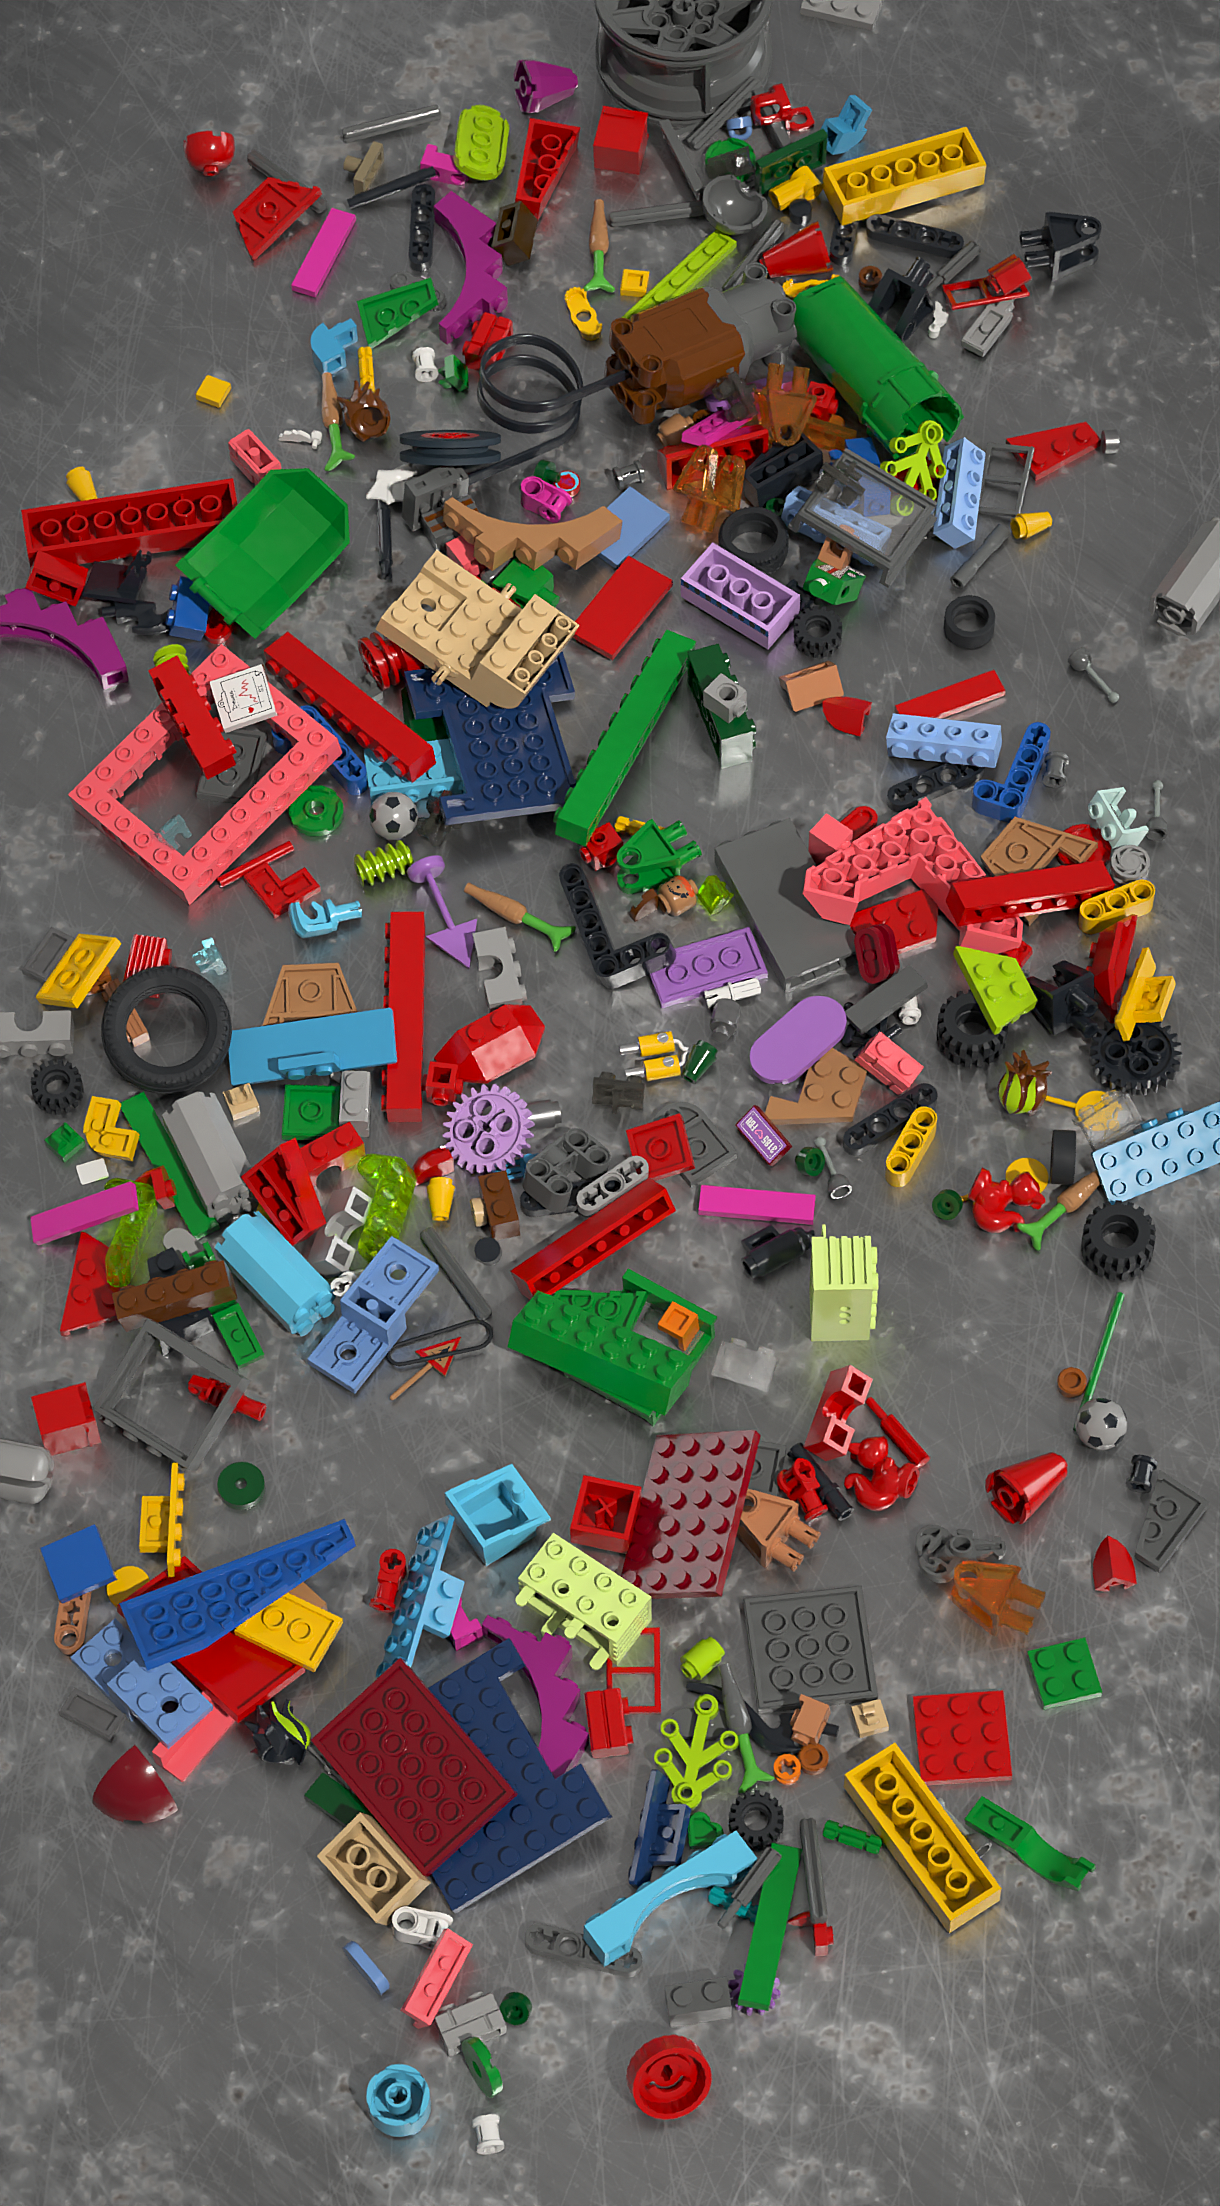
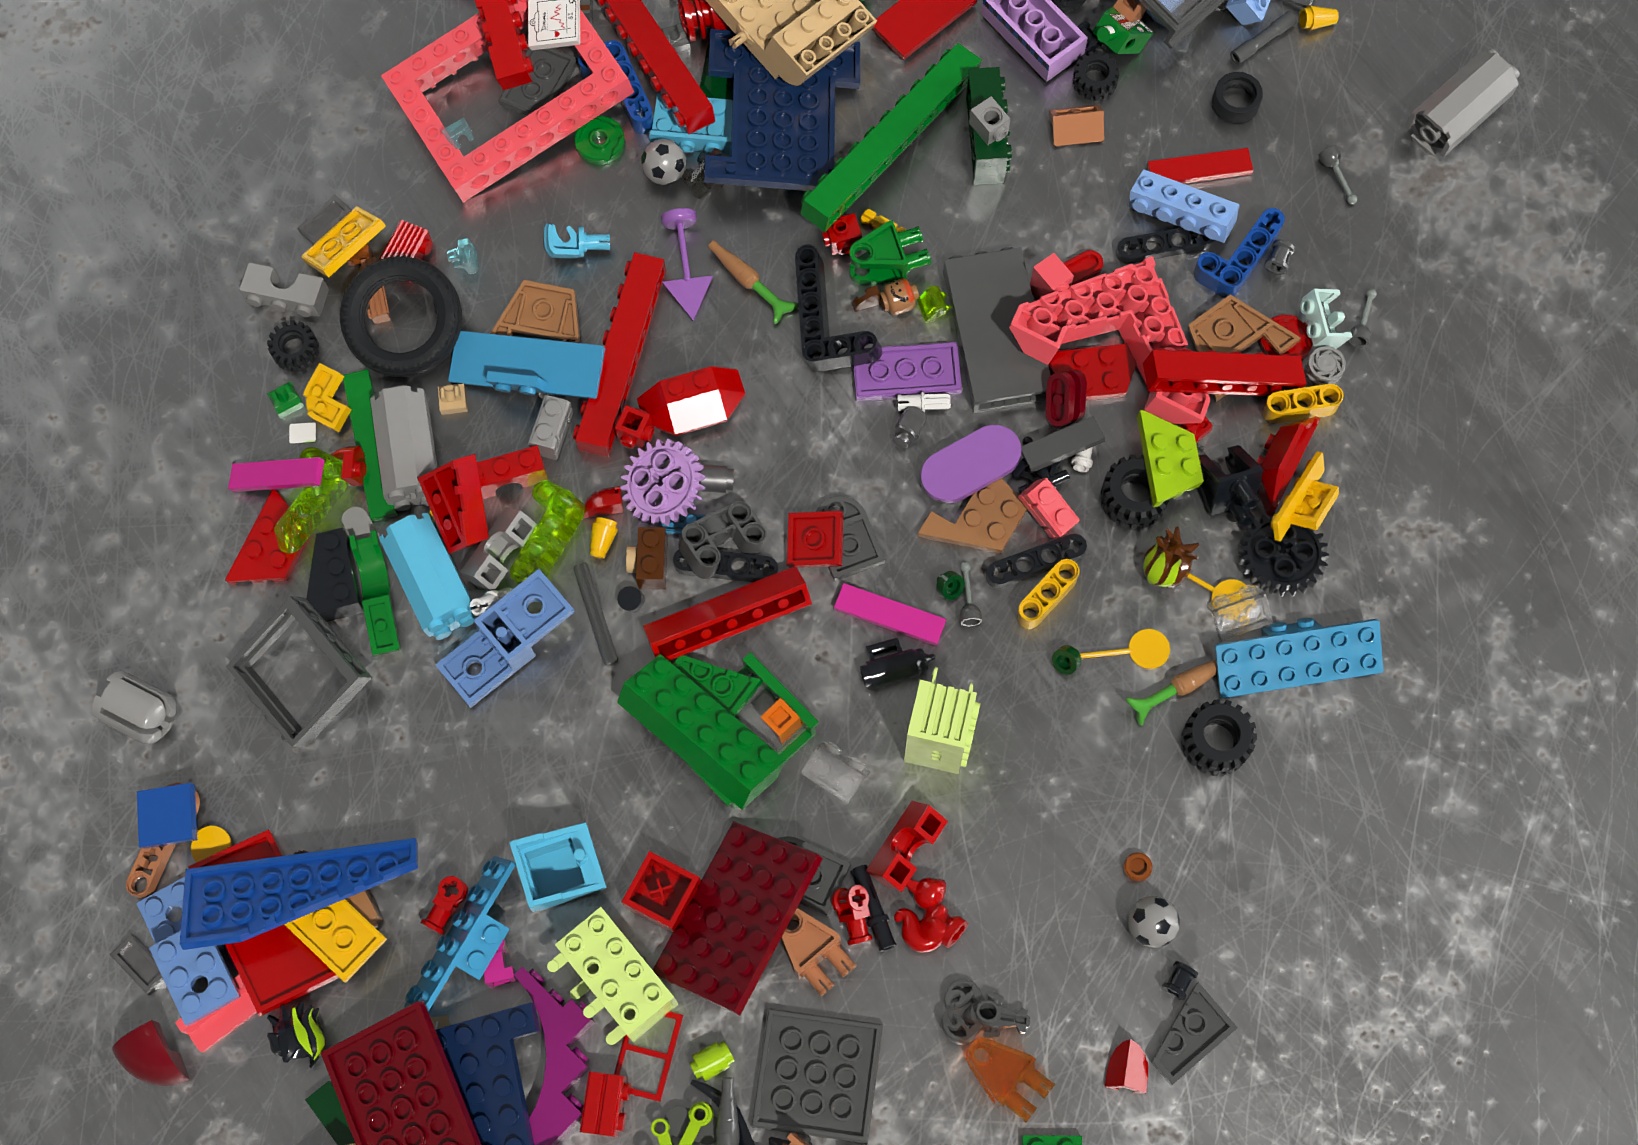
camera: 15 degrees right, 10 degrees up
(66, 1419) = (198, 670): red piece -> none
(159, 1522) = (255, 791): yellow bracket -> none
(174, 1295) = (324, 578): reddish brown brick -> none
(213, 1391) = (366, 694): red hinge -> none
(241, 1473) = (333, 763): dark green piece -> none
(268, 857) = (531, 177): red bar -> none
(278, 894) = (545, 210): red tile -> none
(310, 1111) = (508, 424): green plate -> none
(382, 862) = (642, 203): lime piece -> none
(441, 1365) = (556, 690): piece -> none
(475, 1321) = (545, 690): black piece -> none
(494, 951) = (718, 310): light grey arch -> none
(618, 1092) = (792, 476): clear smoke hips -> none
(624, 1167) = (763, 554): light grey beam -> none
(654, 1045) = (836, 458): yellow piece -> none
(699, 1060) = (874, 461): dark green cone -> none
(763, 1135) = (914, 548): tile -> none
(846, 713) = (1101, 159): red brick -> none
(899, 1435) = (960, 879): red axle -> none
(992, 1198) = (1111, 664): red animal -> none
(1025, 1485) = (1066, 965): red cone -> none
(1063, 1157) = (1187, 641): black tyre -> none
(1102, 1349) = (1173, 845): green axle -> none

